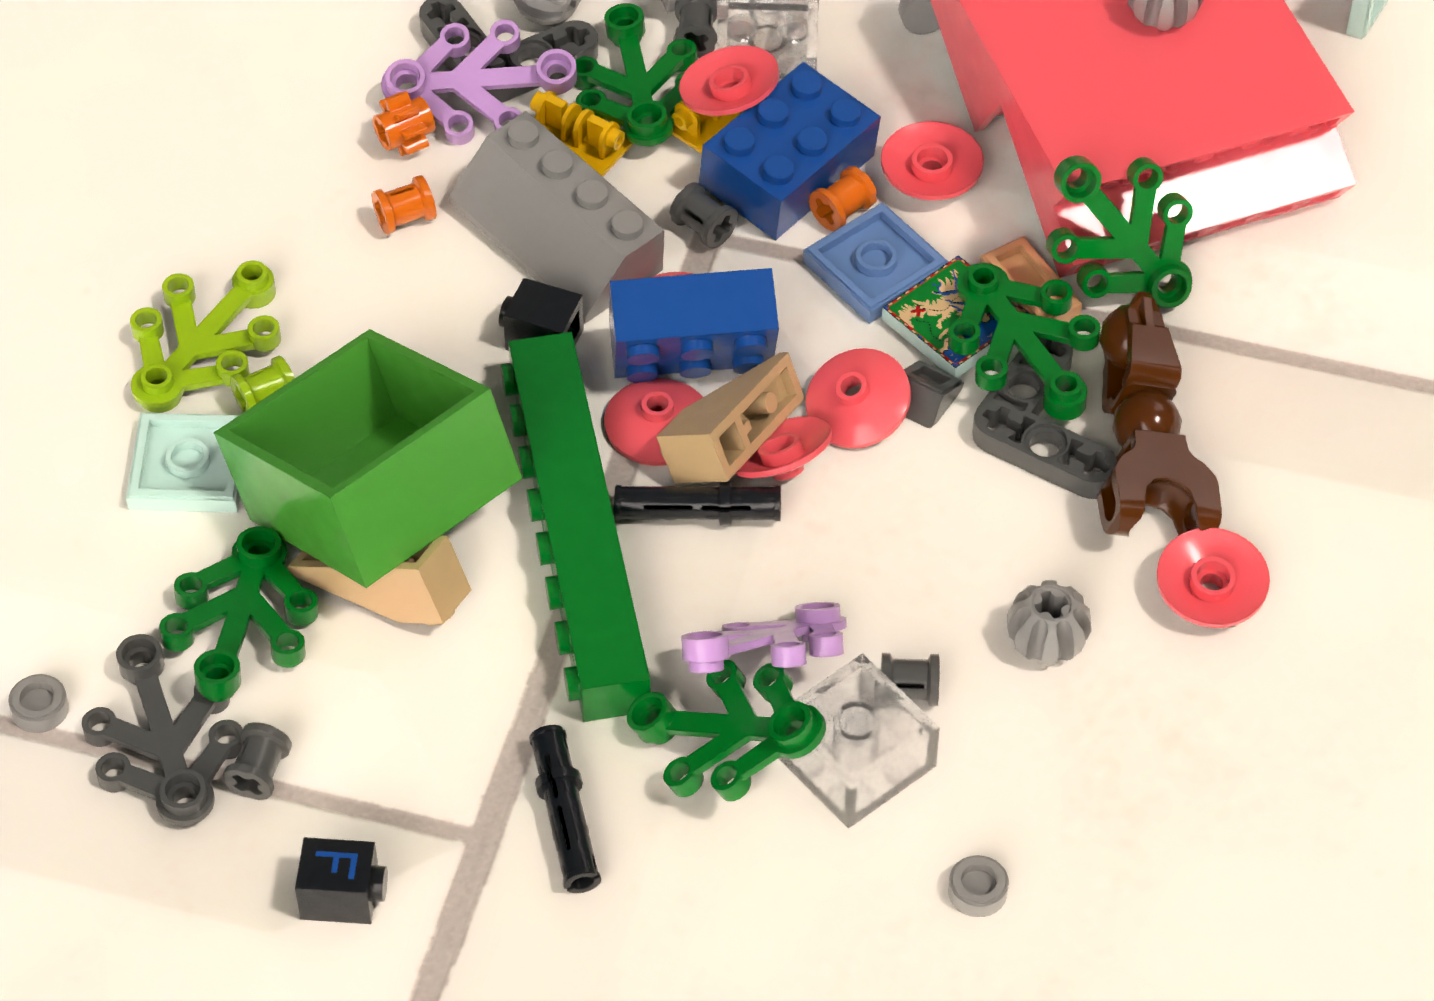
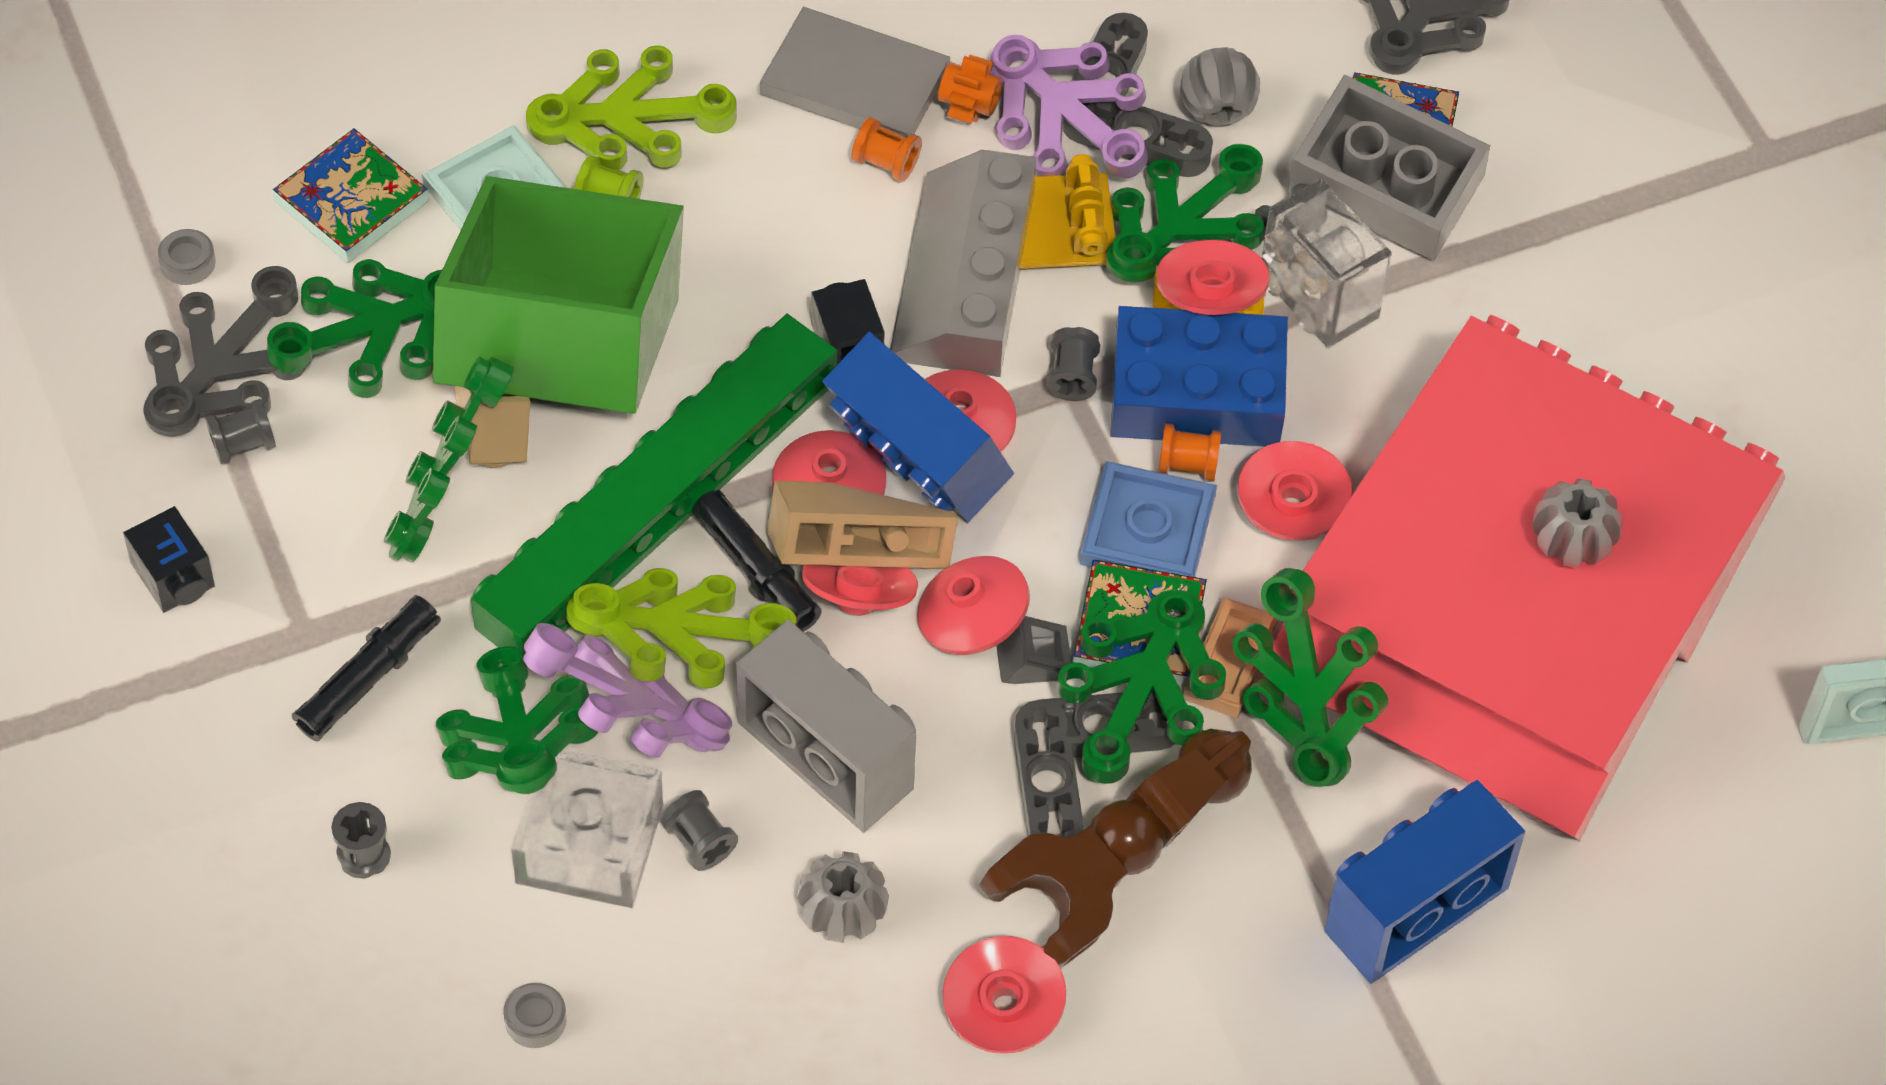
camera: 50 degrees right, 5 degrees up
(93, 558) = (350, 195): none -> tile
(308, 186) = (853, 73): none -> light grey tile
(464, 695) = (411, 530): none -> green plant
(667, 616) = (613, 614): none -> lime plant
(735, 897) = (355, 837): none -> dark grey bush
(902, 536) = (826, 724): none -> light grey brick
(1326, 281) = (1423, 879): none -> blue brick

